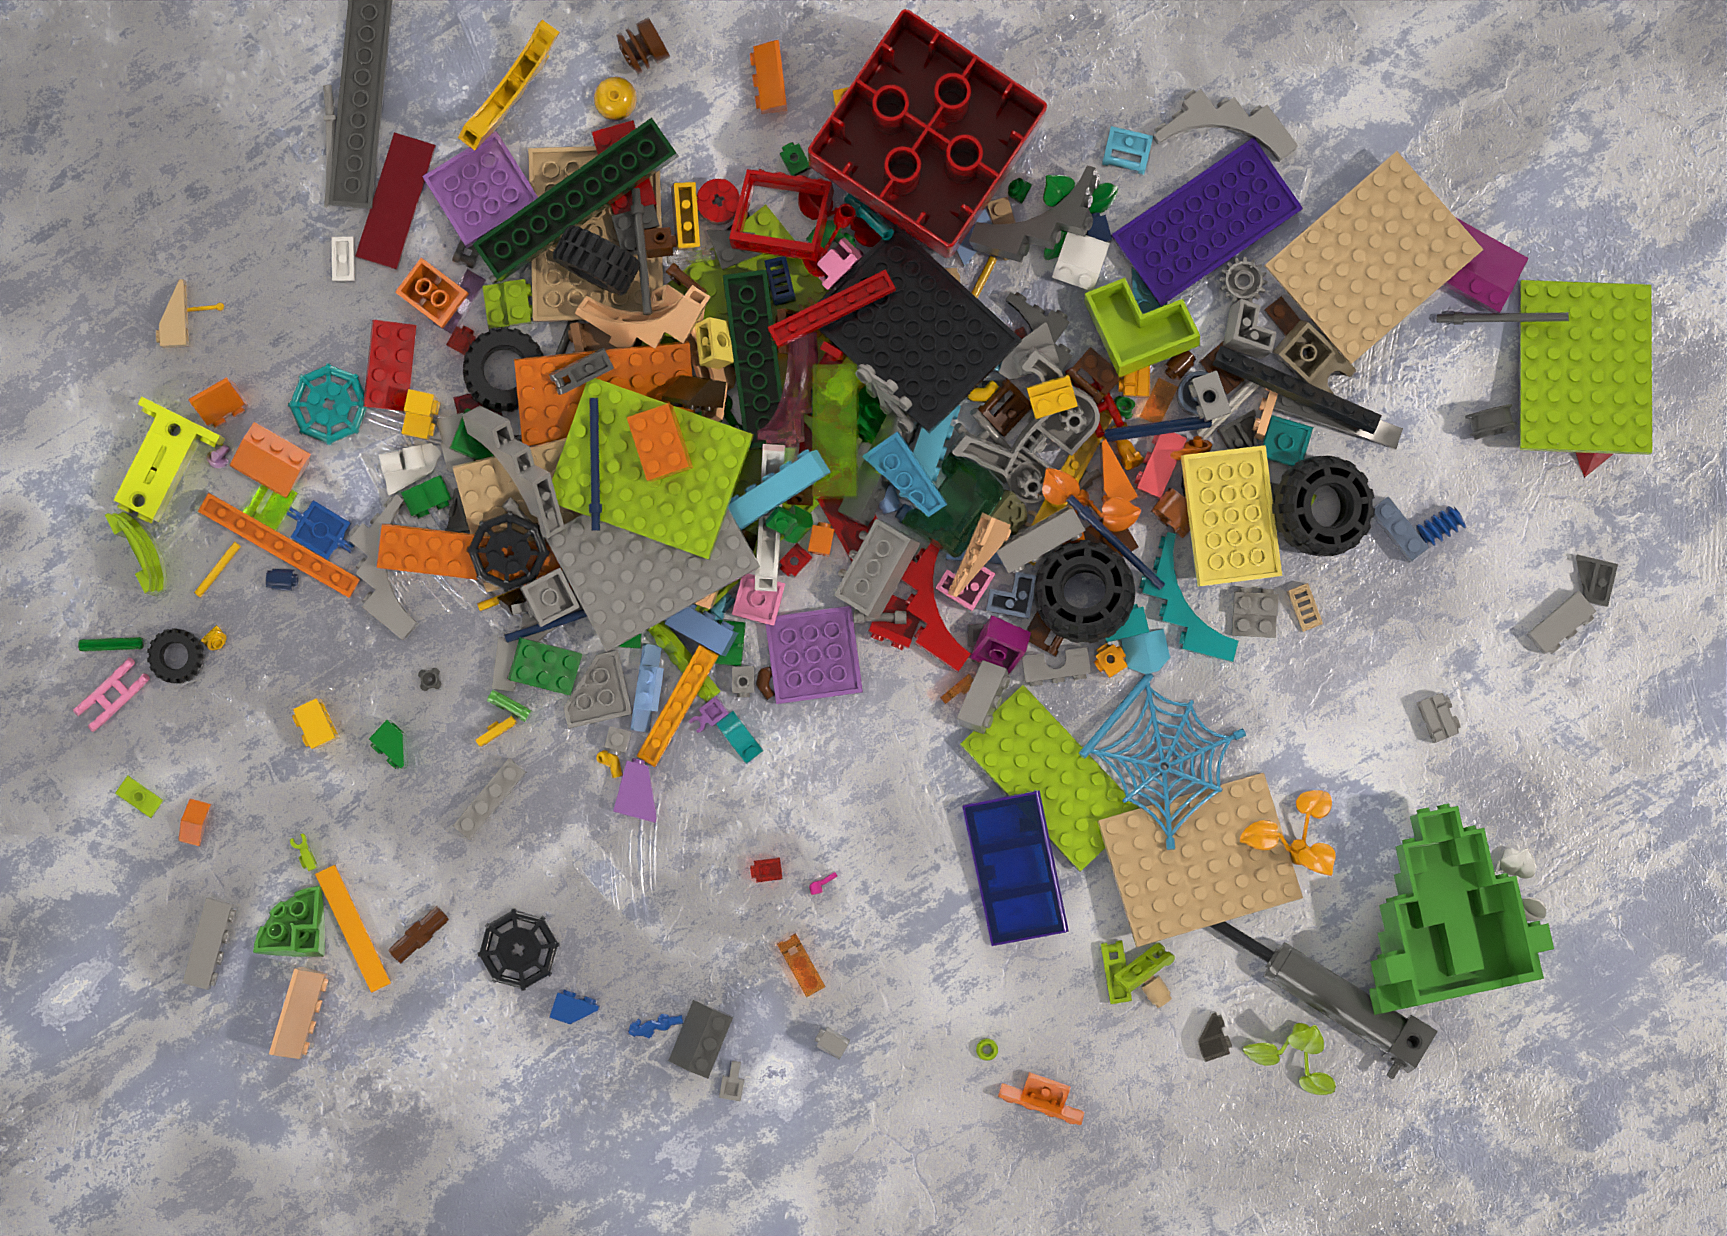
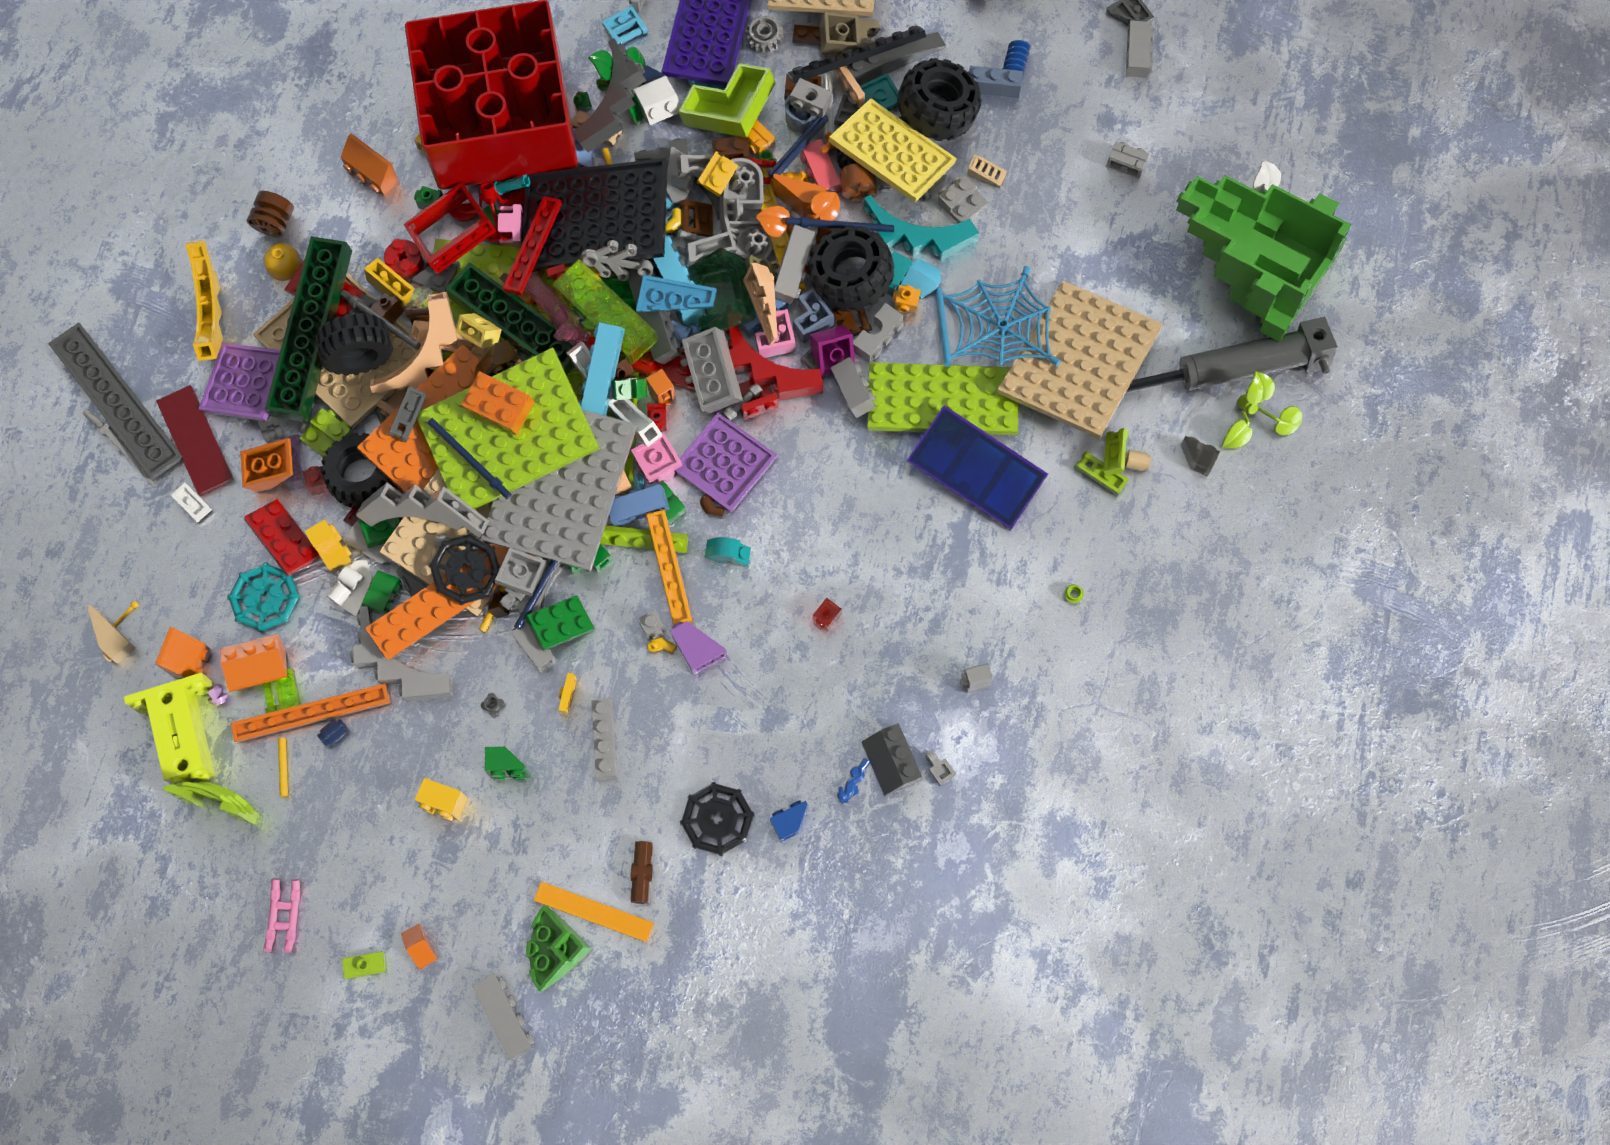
camera: 40 degrees left, 15 degrees down
(111, 644) = (251, 883): green axle -> none
(157, 651) = (314, 858): black tyre -> none
(214, 639) = (322, 813): yellow plate -> none
(298, 1013) = (609, 1001): light nougat slope -> none
(307, 858) = (518, 894): lime plate -> none
(320, 530) = (330, 677): blue plate -> none
(503, 701) = (554, 670): bright green plate -> none
(599, 693) = (612, 609): light grey plate -> none
(647, 688) = (640, 575): light blue bracket -> none
(711, 713) = (695, 554): medium lavender plate -> none
(743, 681) = (695, 516): light grey brick -> none
(785, 297) = (495, 273): dark blue slope -> none
(801, 966) = (907, 653): clear orange plate -> none
(816, 888) = (867, 597): dark pink hand -> none
(962, 686) = (834, 396): clear orange plate -> none
(1044, 1096) = (1137, 586): orange bracket -> none
(1158, 401) = (783, 136): clear orange plate -> none
(1179, 365) = (774, 108): reddish brown brick -> none
(1244, 334) = (793, 54): light grey brick -> none
(1318, 857) = (1146, 284): light orange plant -> none

